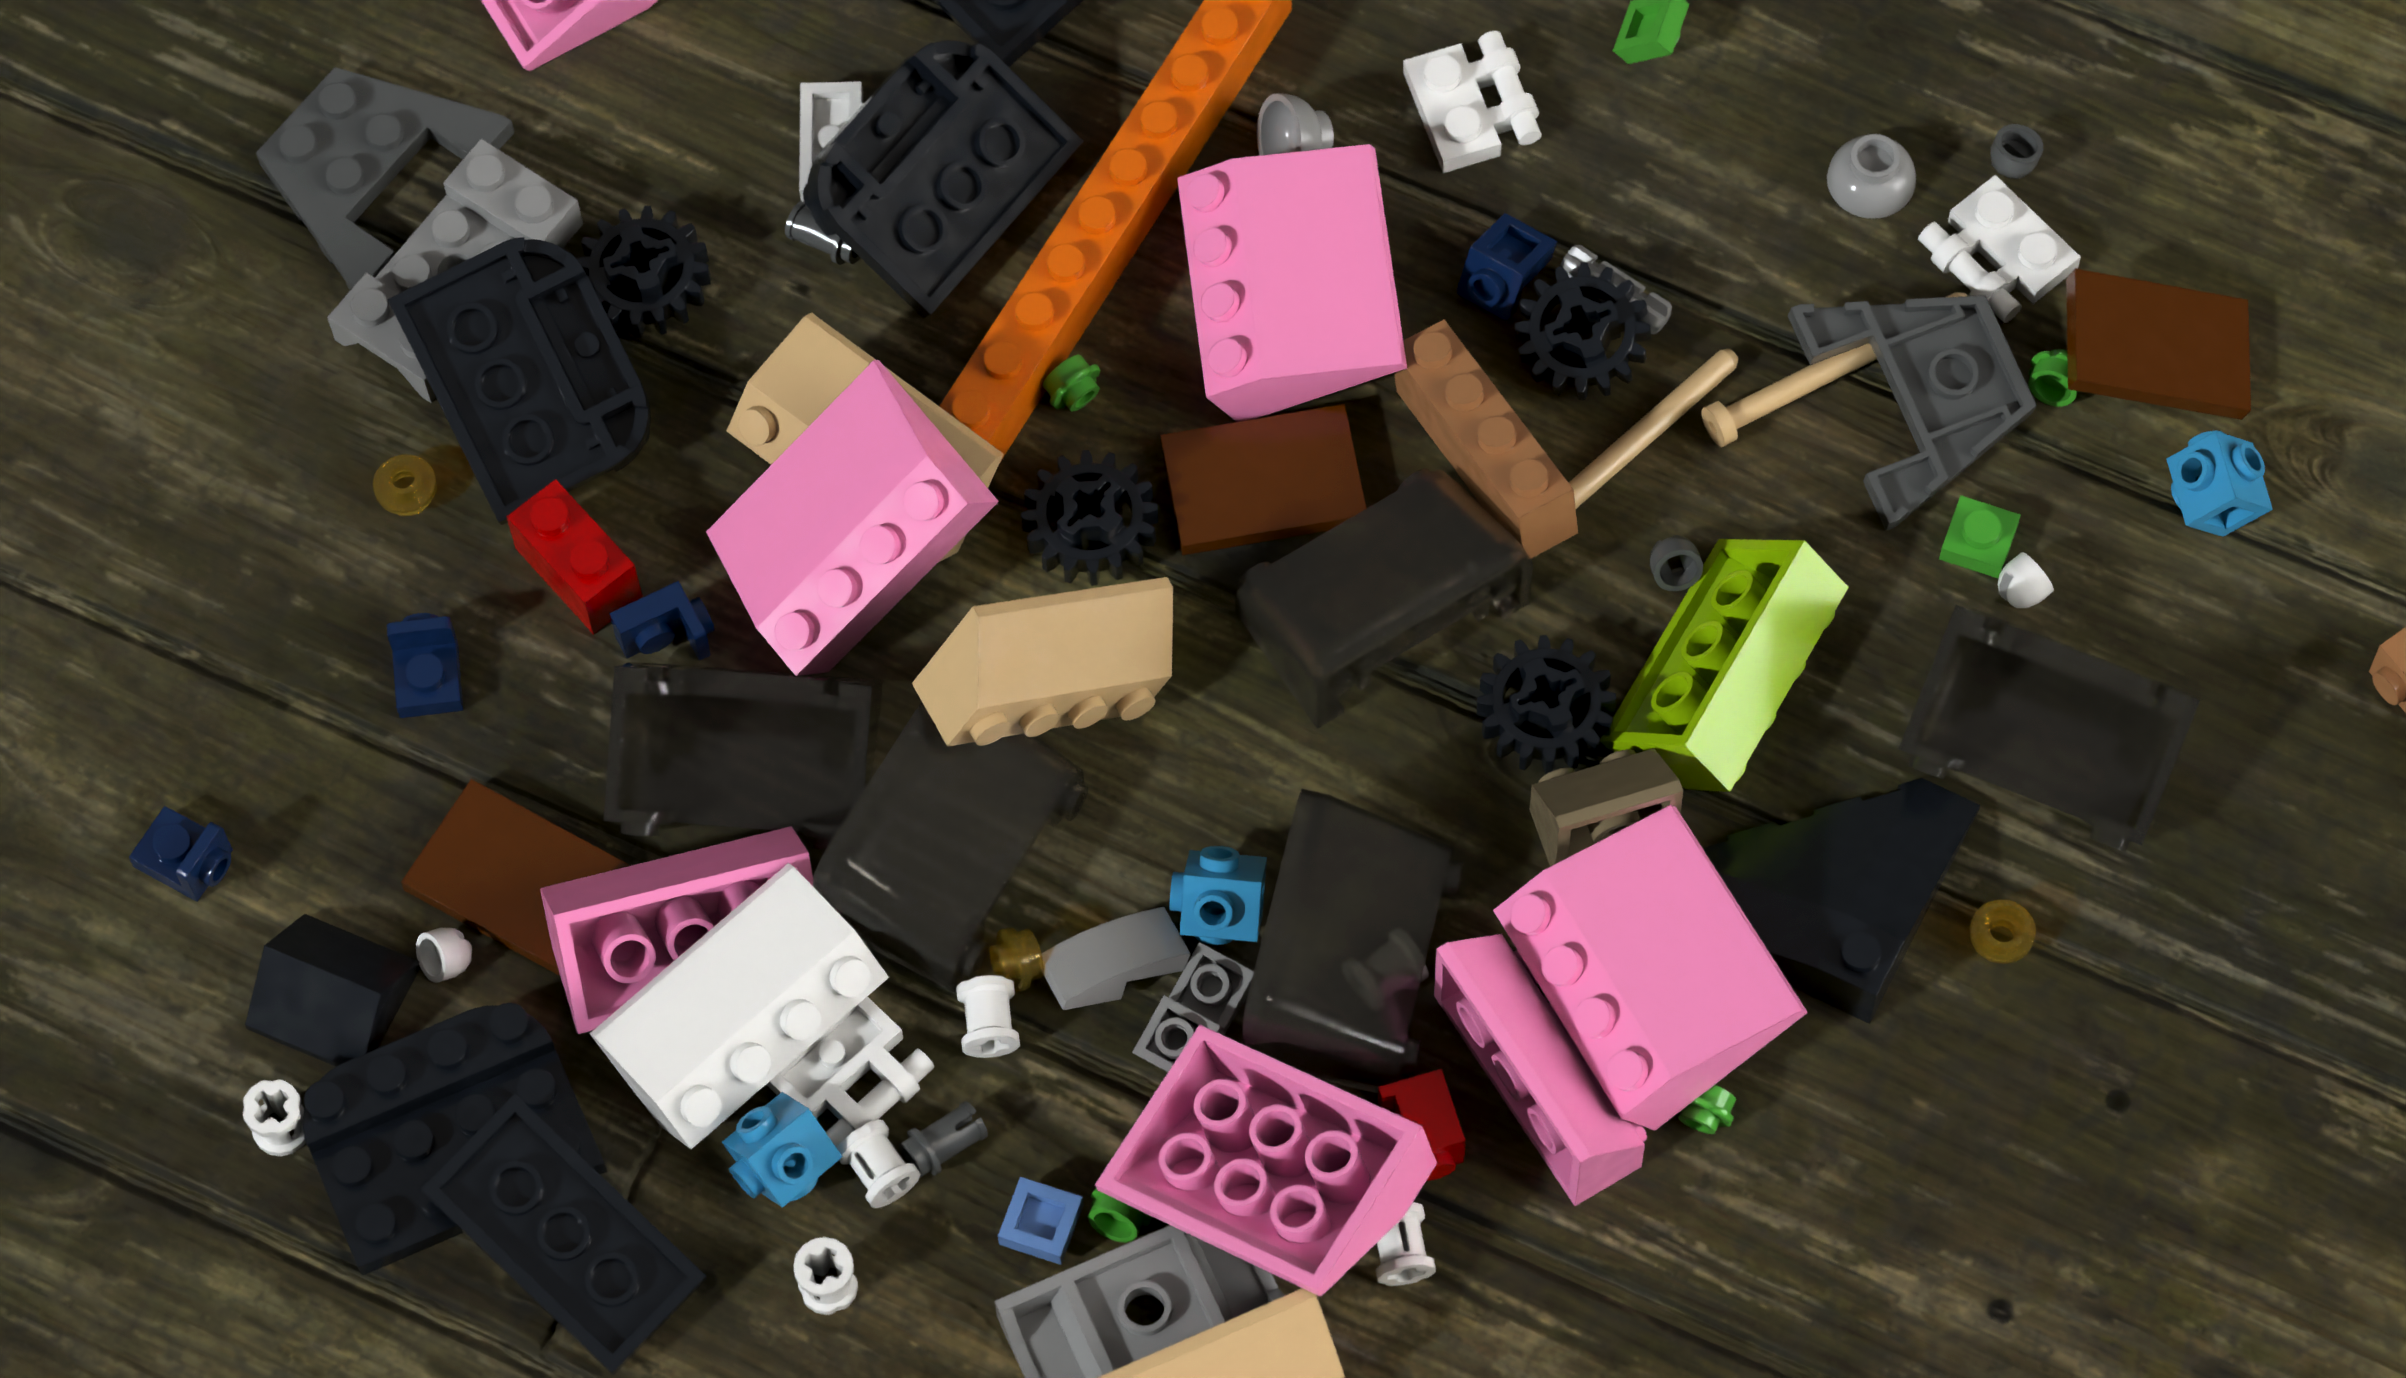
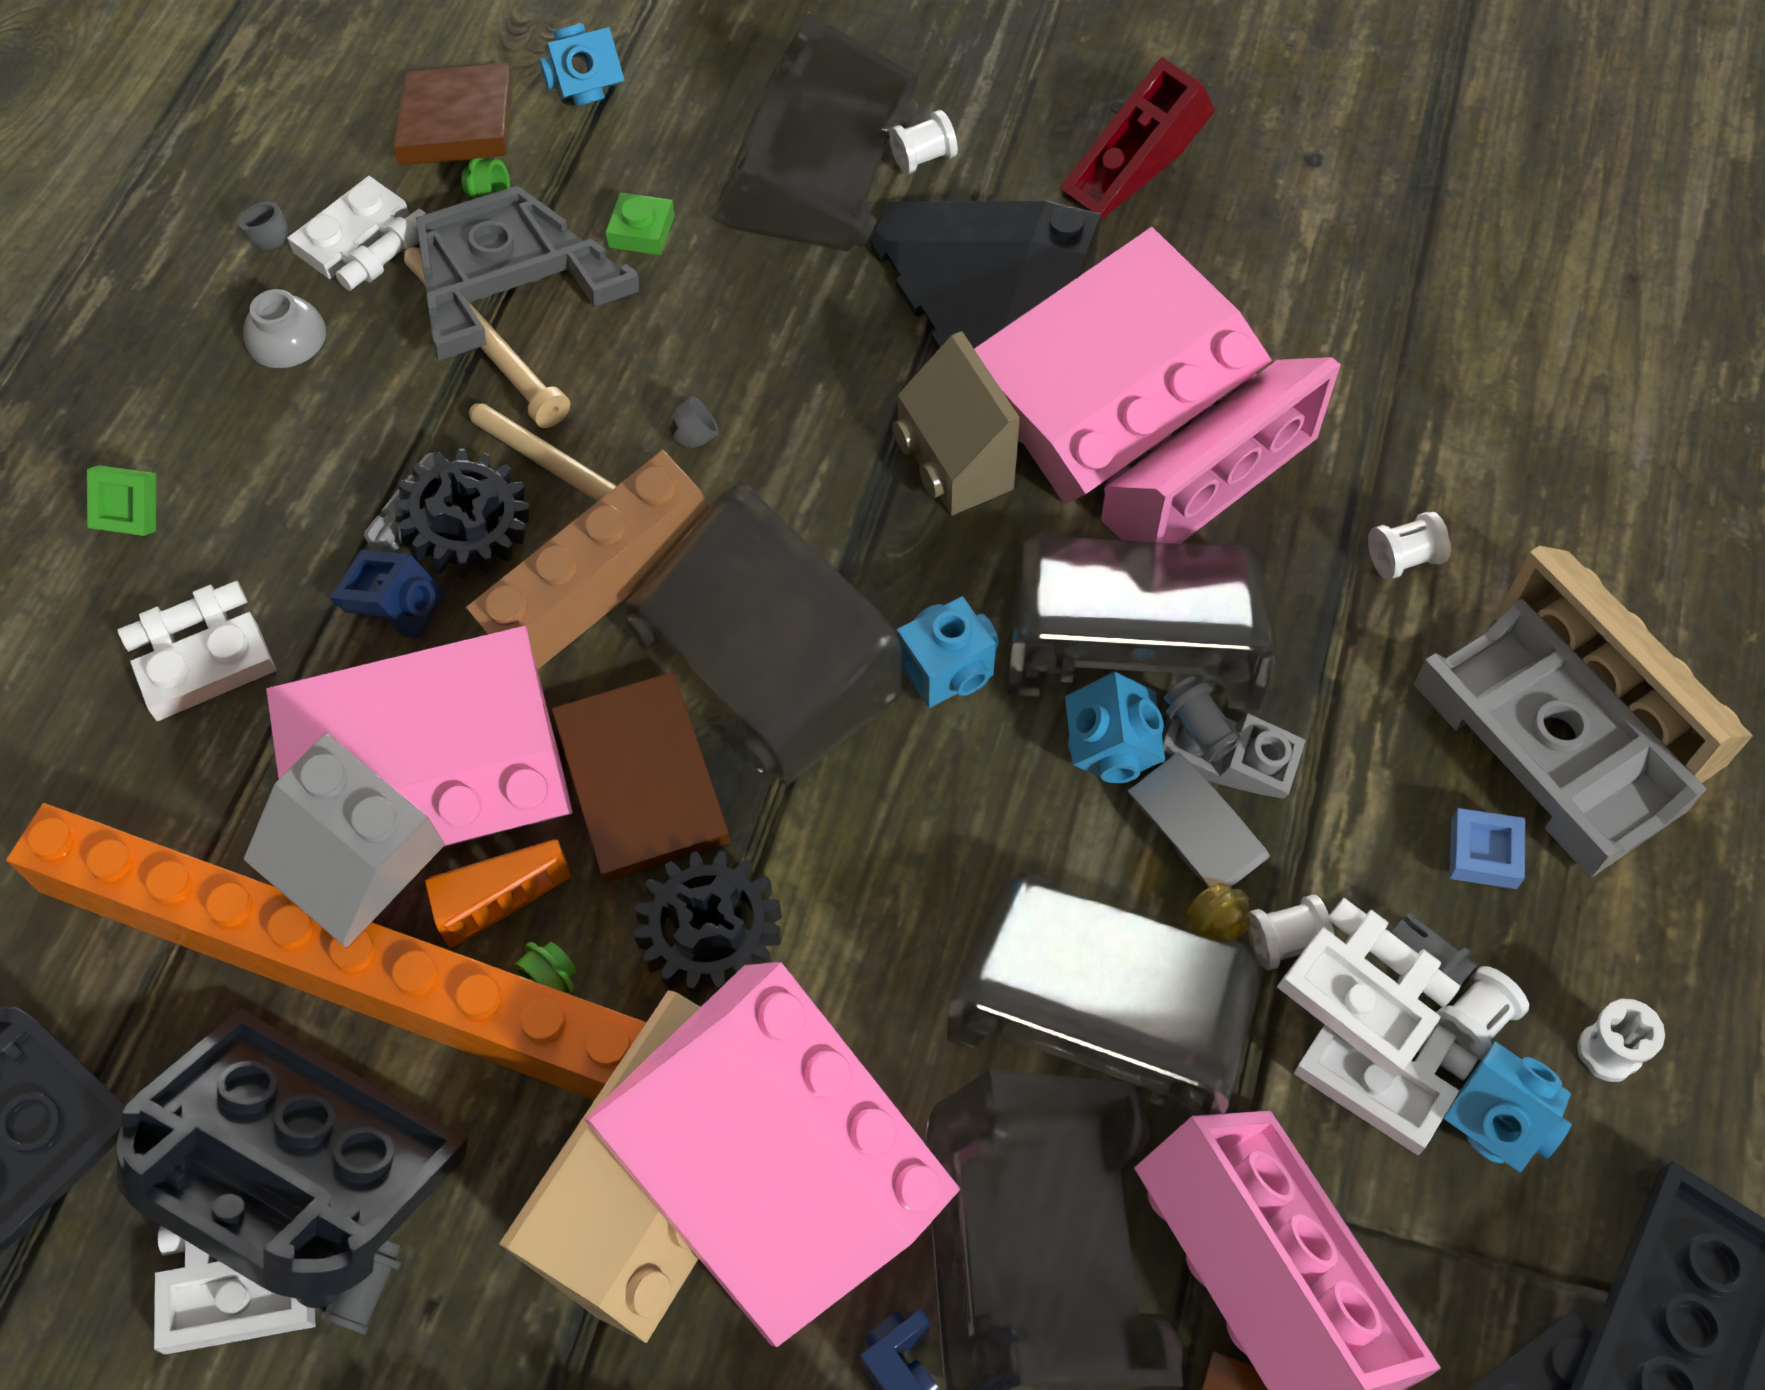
camera: 100 degrees left, 5 degrees down
(739, 1006) = (1384, 1172): white slope -> none
(894, 1033) = (1359, 999): none -> white plate
(1051, 662) = (934, 899): tan slope -> none
(1116, 1219) = (1452, 780): bright green plate -> none
(1151, 327) = (490, 890): none -> orange slope
(1187, 200) = (339, 840): none -> light grey slope
(1213, 971) = (1202, 718): none -> dark grey pin
(1269, 1162) = (1408, 628): bright pink slope -> none
(1292, 126) = (233, 796): light grey piece -> none
(1337, 754) = (948, 651): none -> dark azure brick
(1429, 1103) = (1293, 537): red brick -> none
(1560, 682) = (855, 498): black gear -> none
(1728, 659) = (789, 373): lime slope -> none
(2006, 914) = (999, 173): clear yellow plate -> none
(2023, 582) = (681, 184): white hinge -> none
(2026, 1092) = (1140, 139): none -> dark red slope
(2058, 849) = (923, 142): none -> white bush

